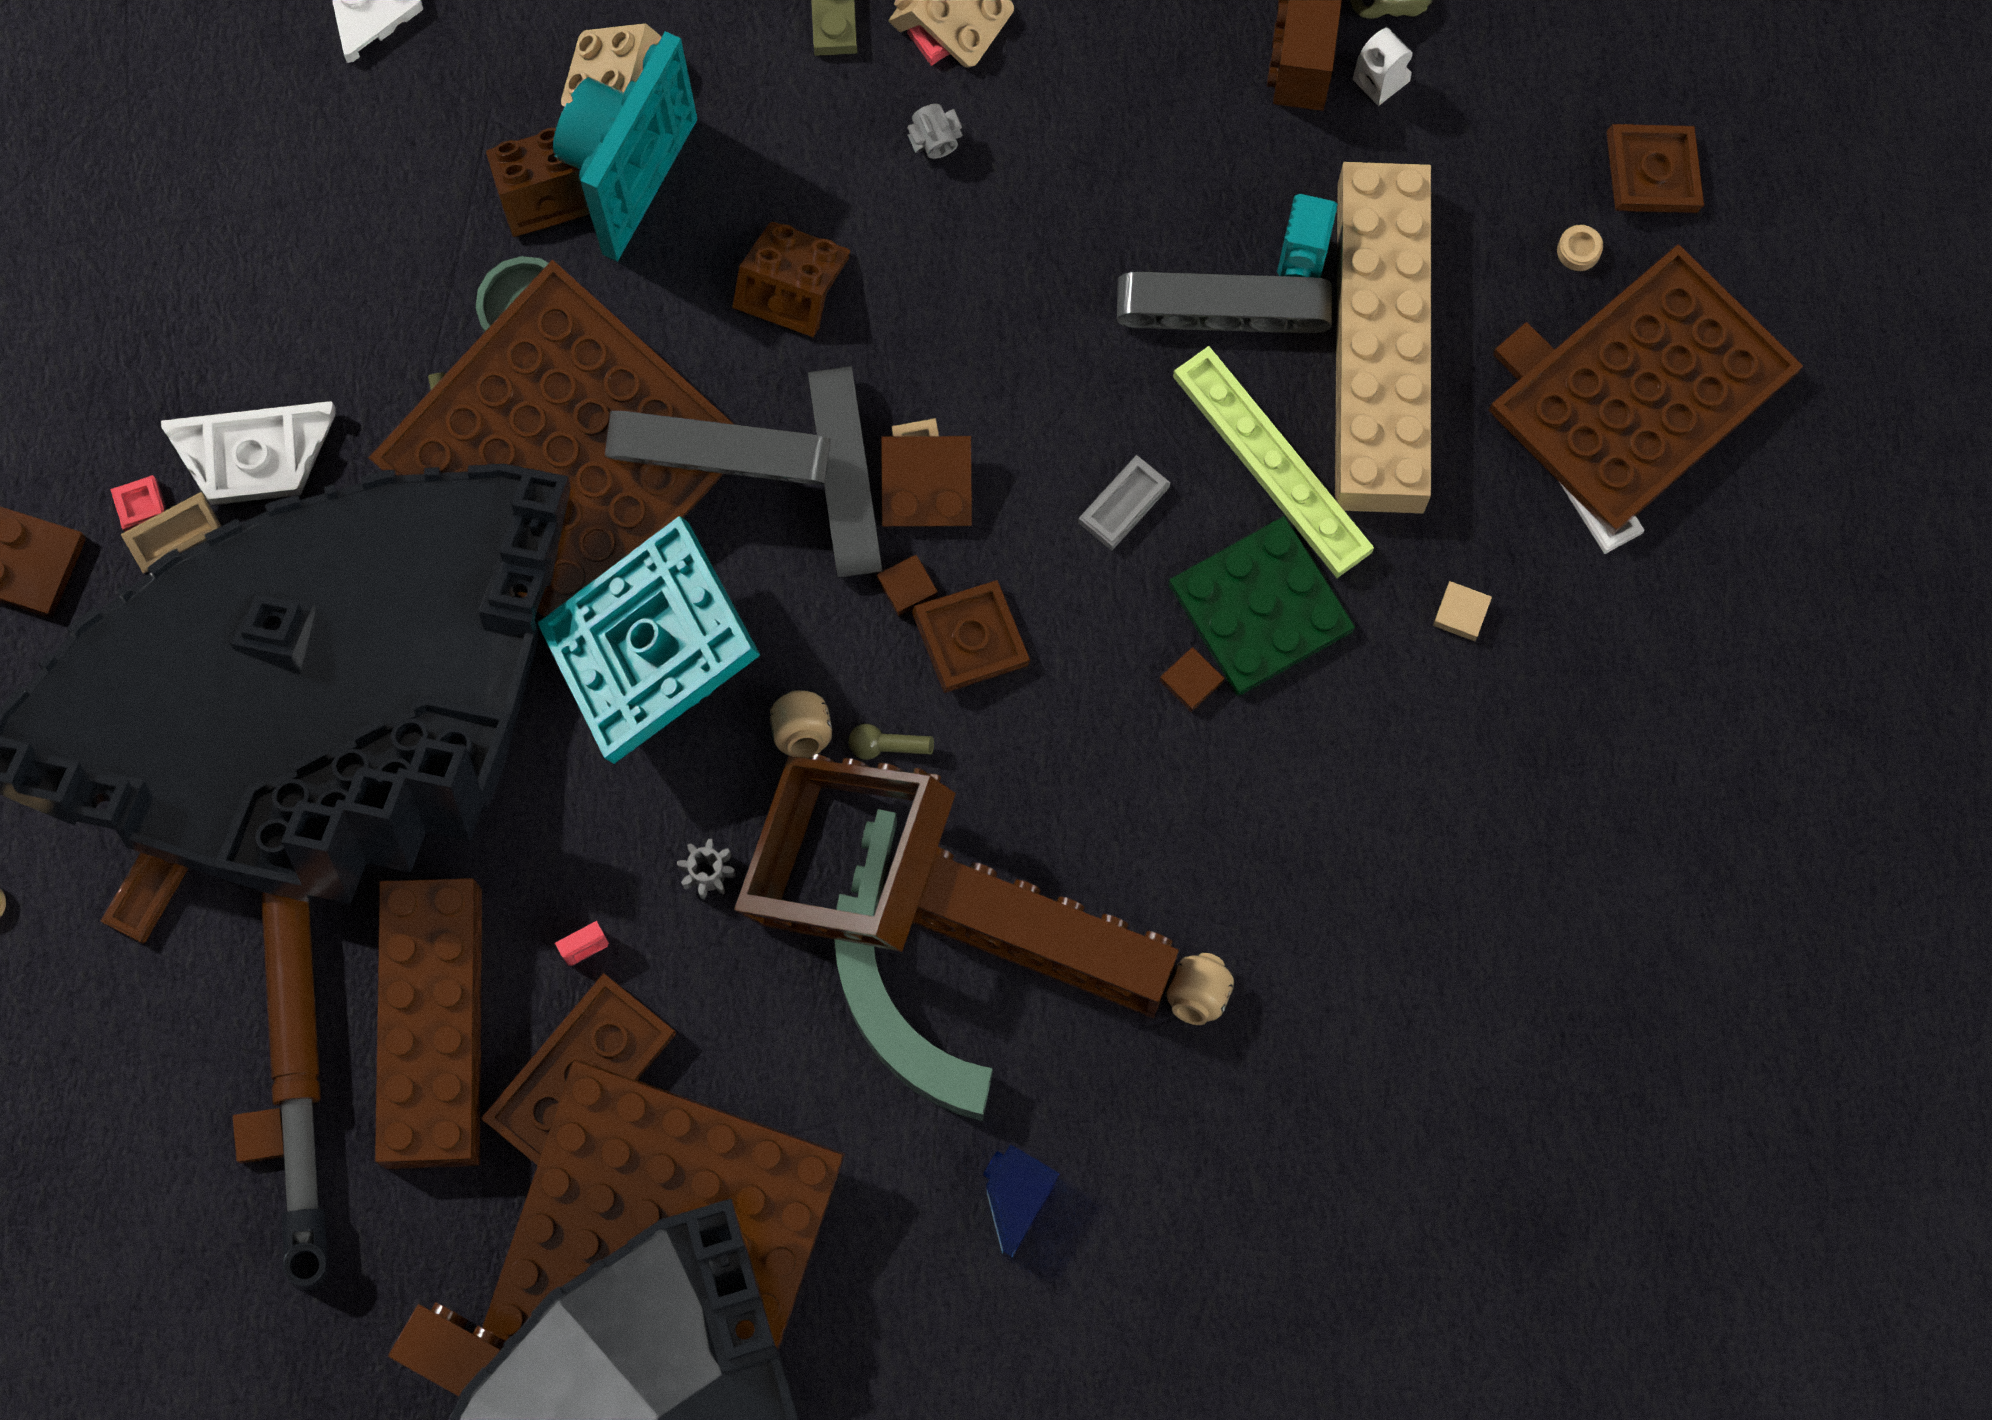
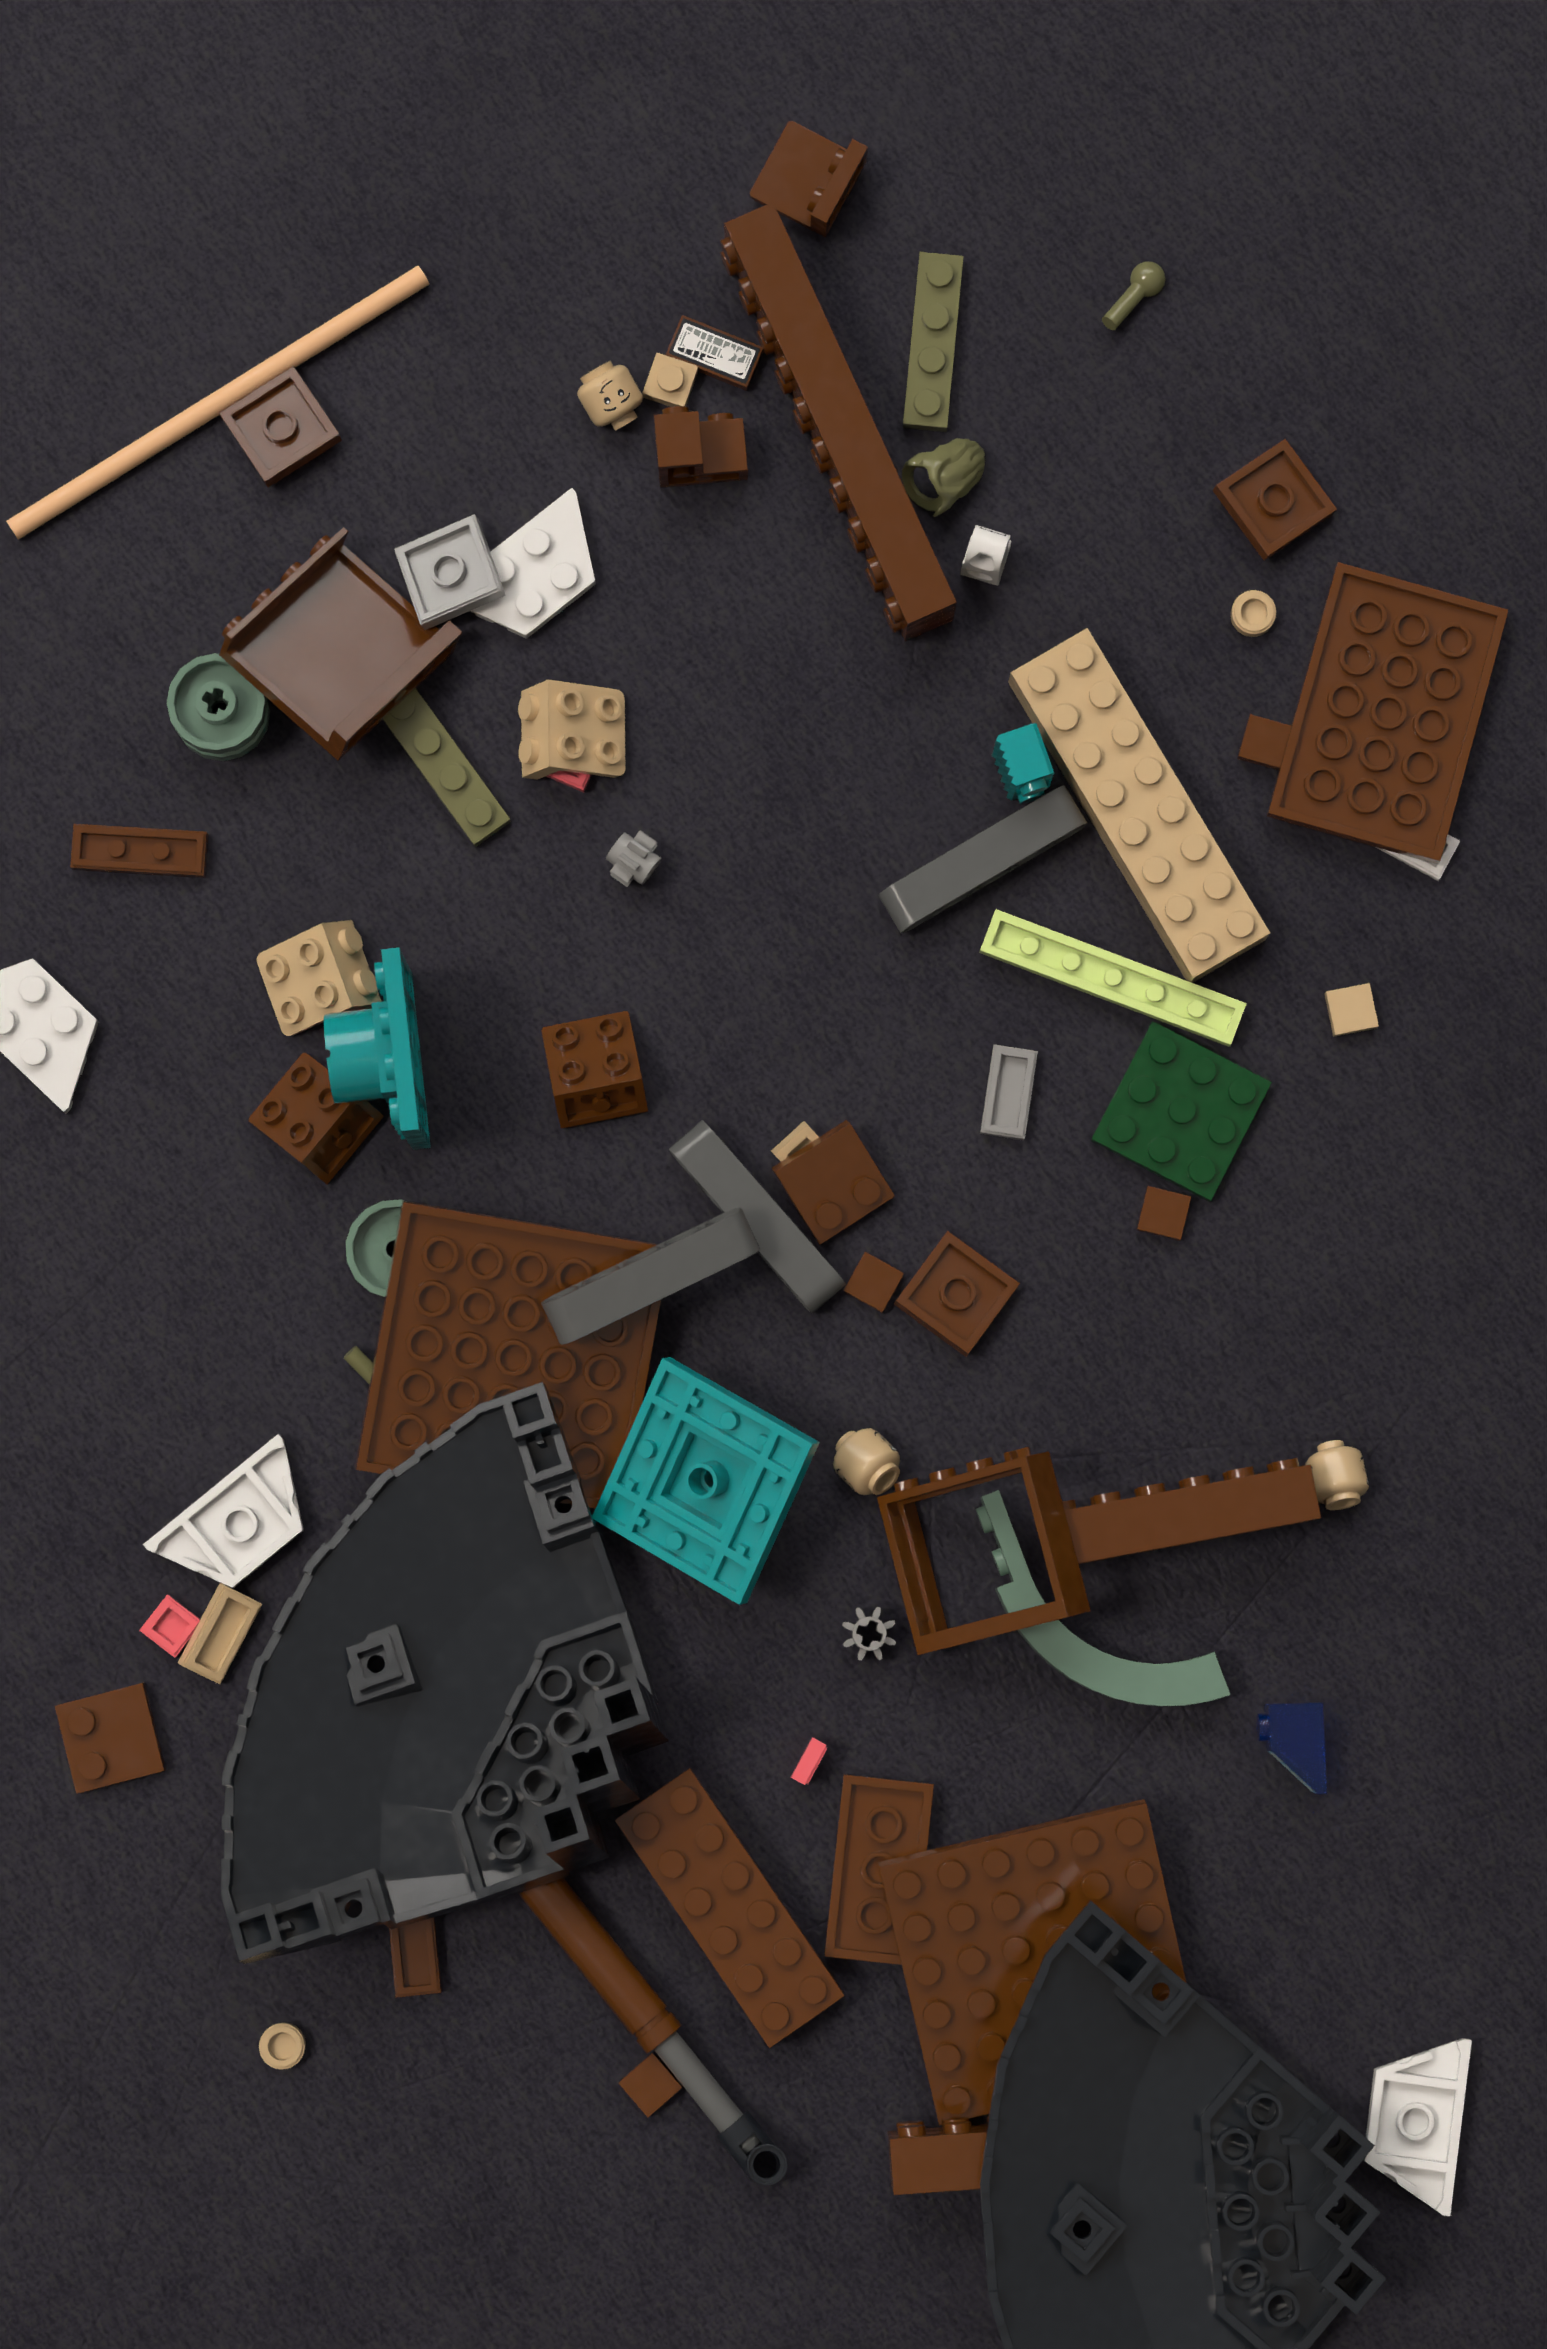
camera: 35 degrees left, 10 degrees up
(868, 742) = (928, 1437): olive bar -> none

